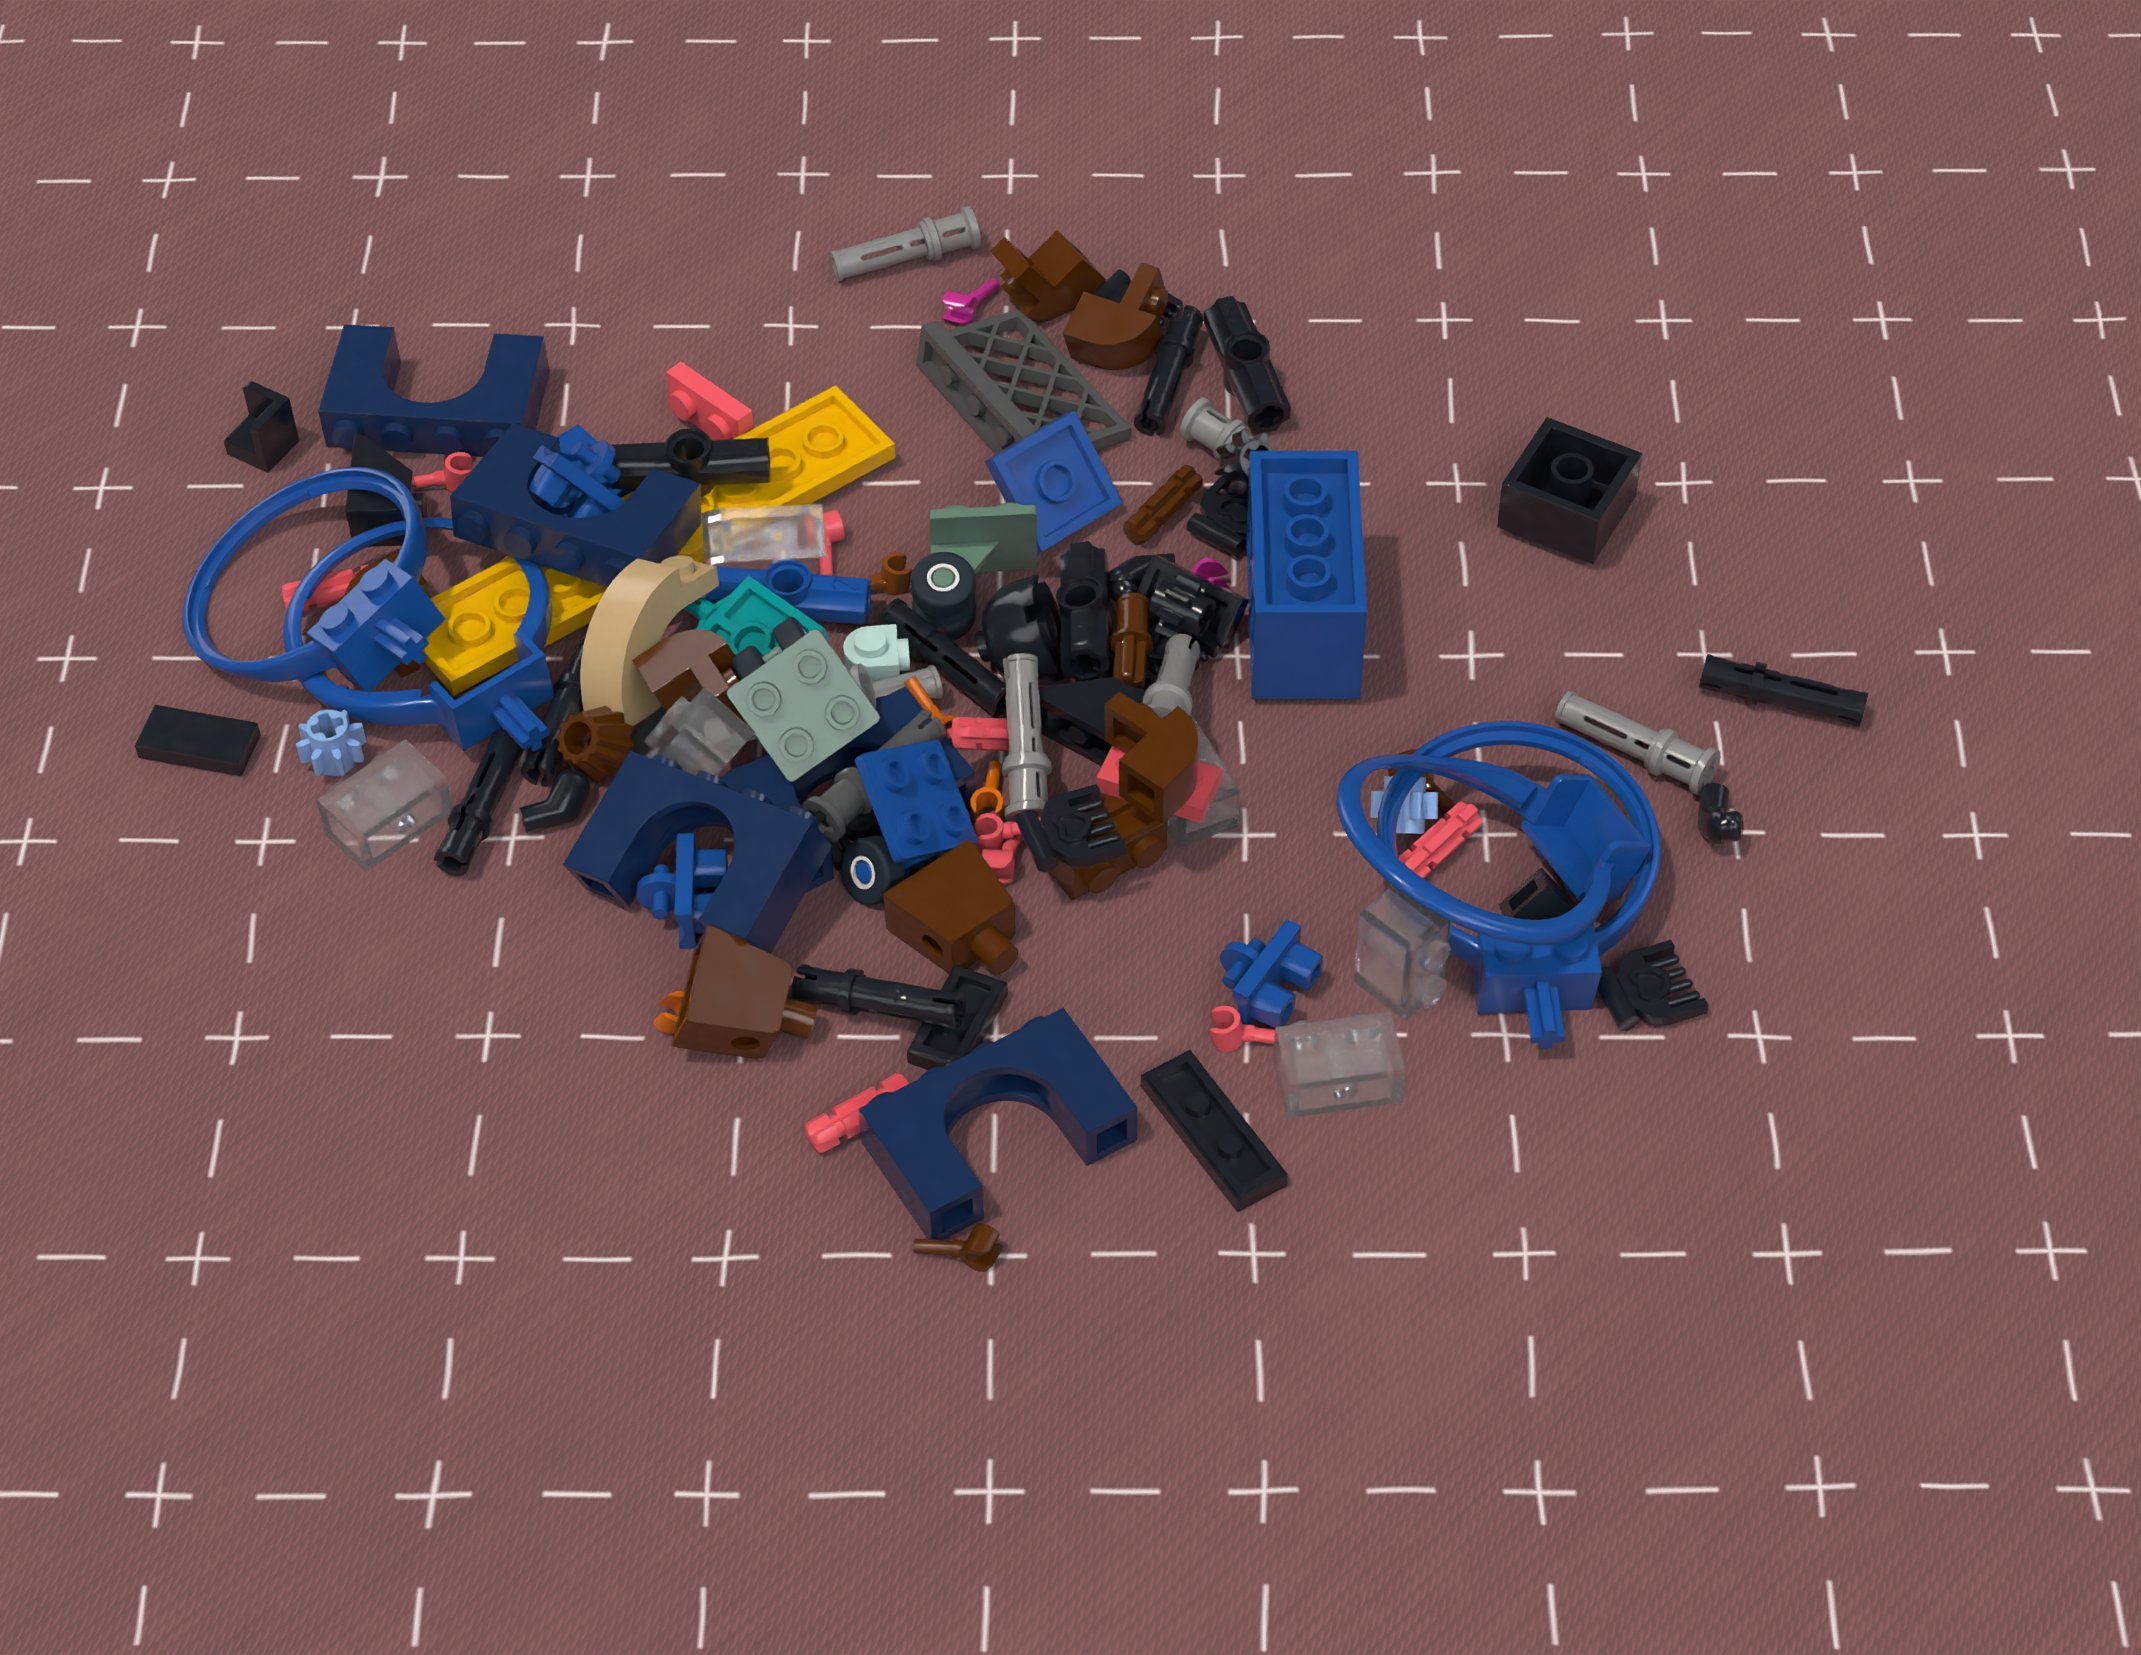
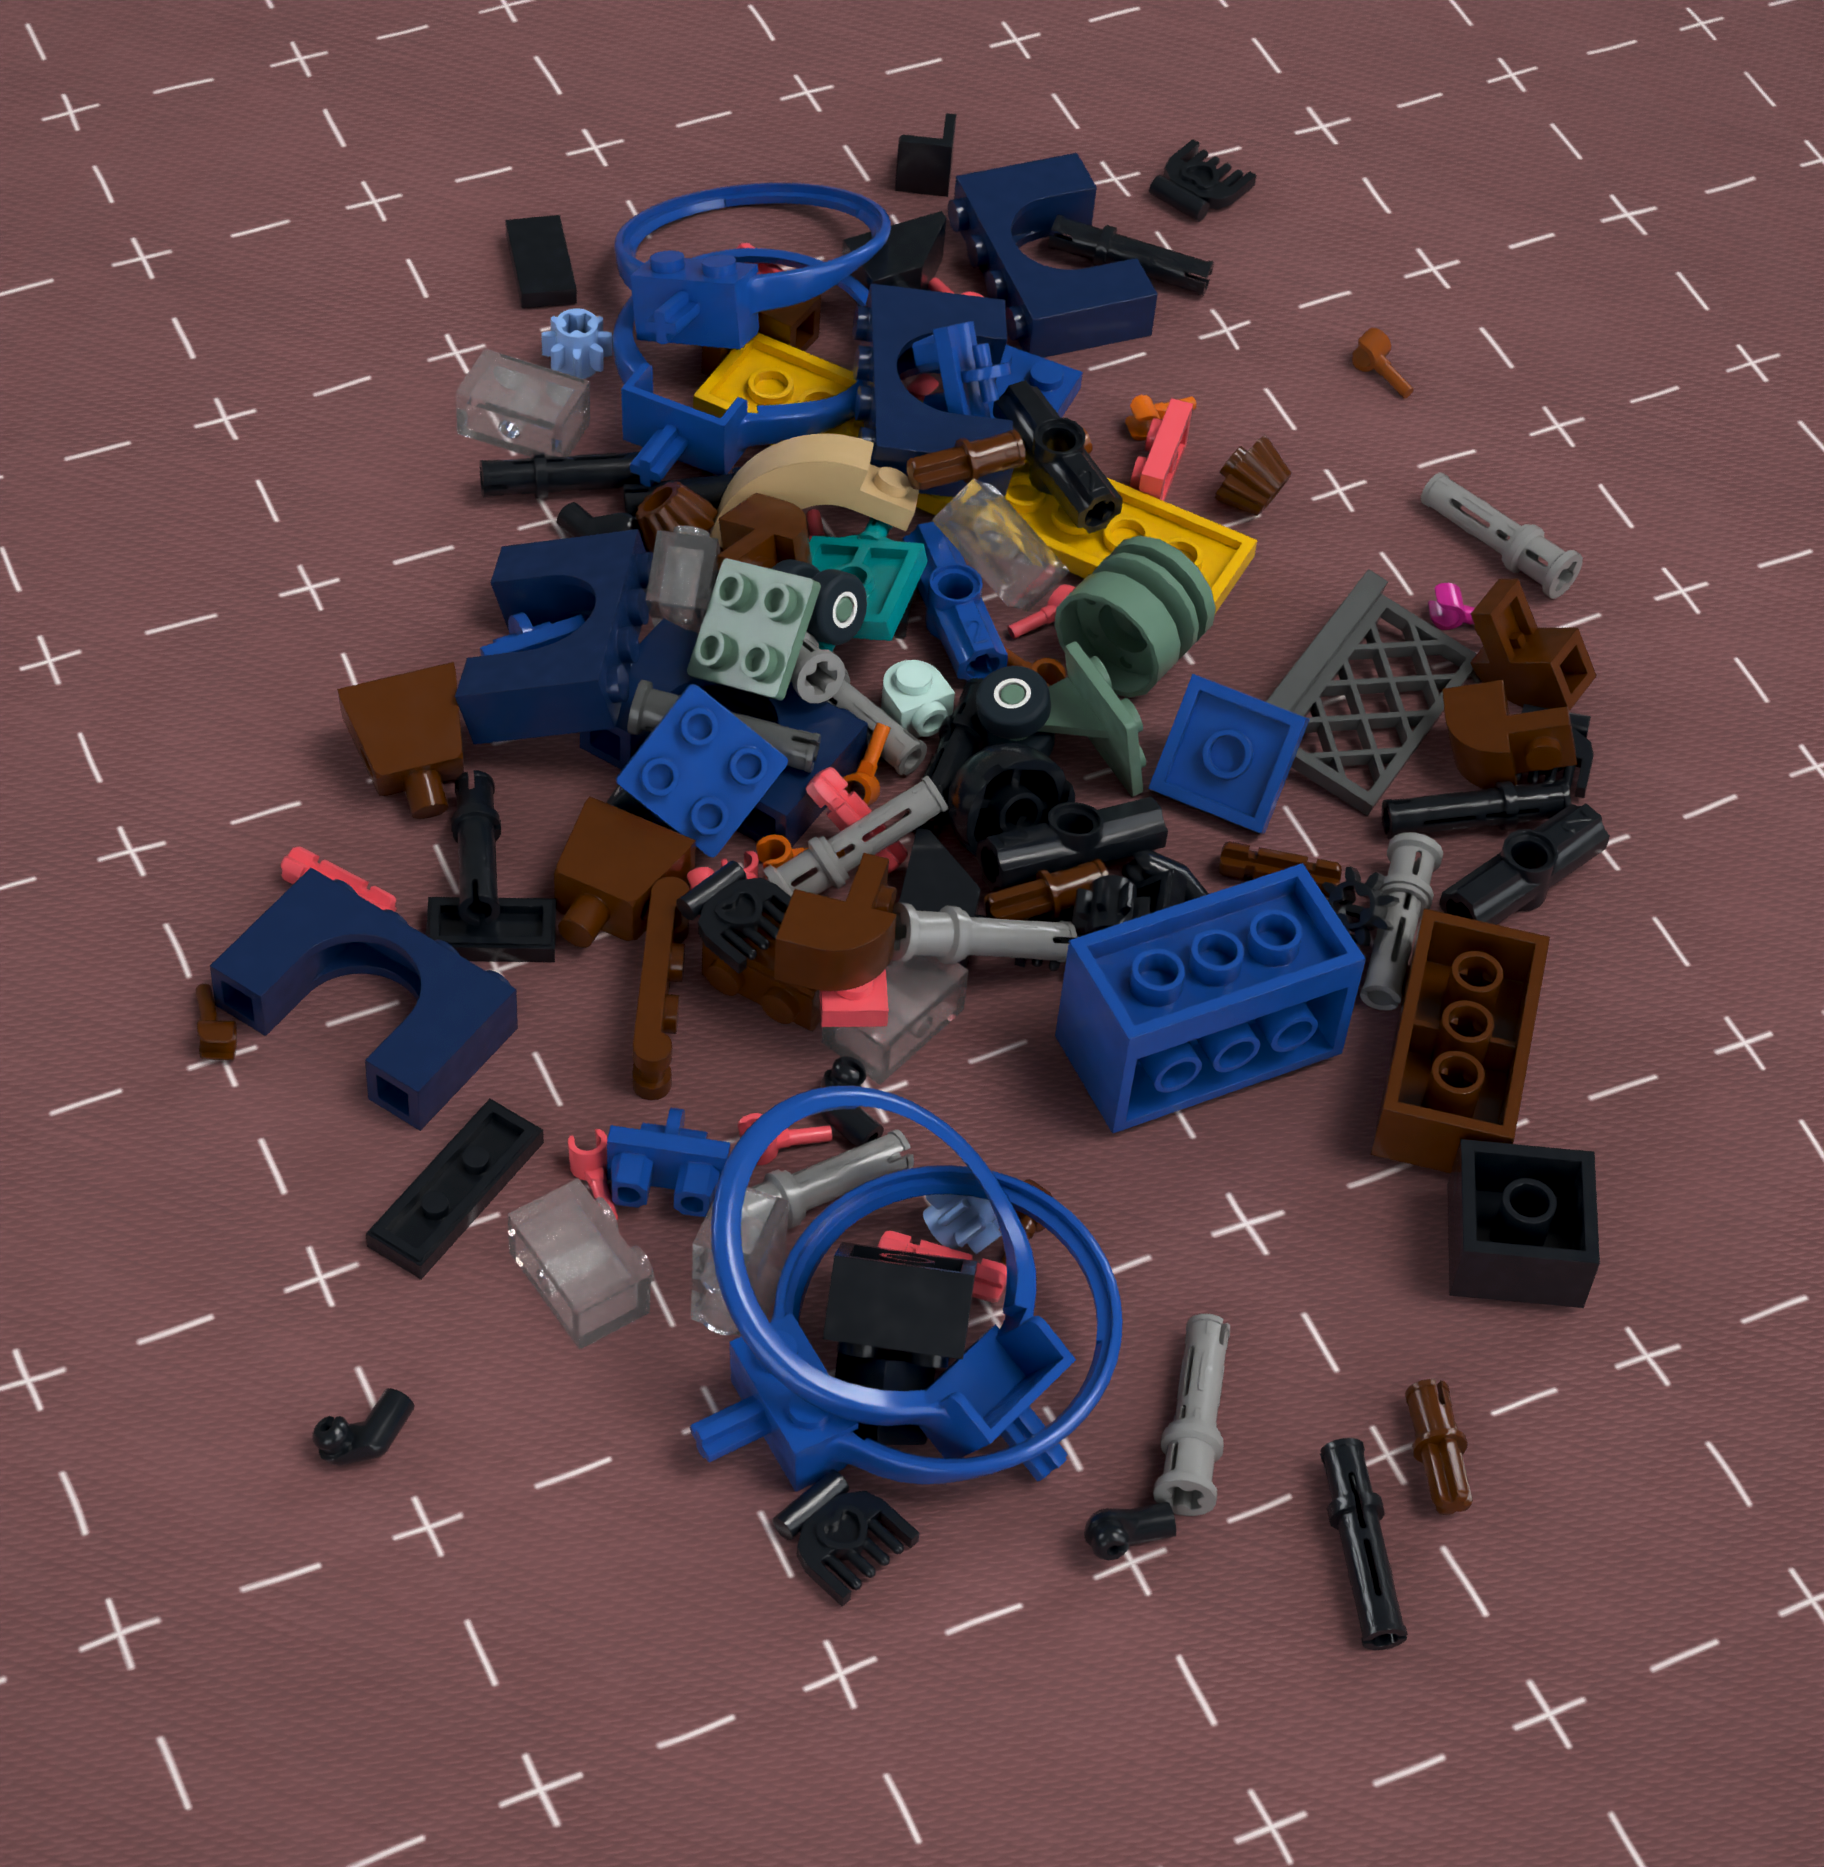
camera: 60 degrees right, 0 degrees up
(403, 276) = (1195, 184): none -> black piece
(446, 355) = (1107, 247): none -> black pin
(650, 406) = (1143, 413): none -> orange hand
(668, 248) = (1371, 355): none -> dark orange hand
(694, 506) = (967, 460): none -> reddish brown axle
(766, 362) = (1253, 477): none -> reddish brown piece
(887, 480) = (1138, 613): none -> sand green wheel
(1093, 927) = (657, 1008): none -> reddish brown plate
(1256, 853) = (852, 1123): none -> black arm
(1266, 901) = (787, 1137): none -> coral hand
(1333, 911) = (837, 1175): none -> light grey pin
(1412, 461) = (1460, 1040): none -> reddish brown brick
(1434, 1261) = (365, 1440): none -> black arm
(1498, 853) = (899, 1304): none -> black brick
(1722, 617) = (1439, 1445): none -> reddish brown axle

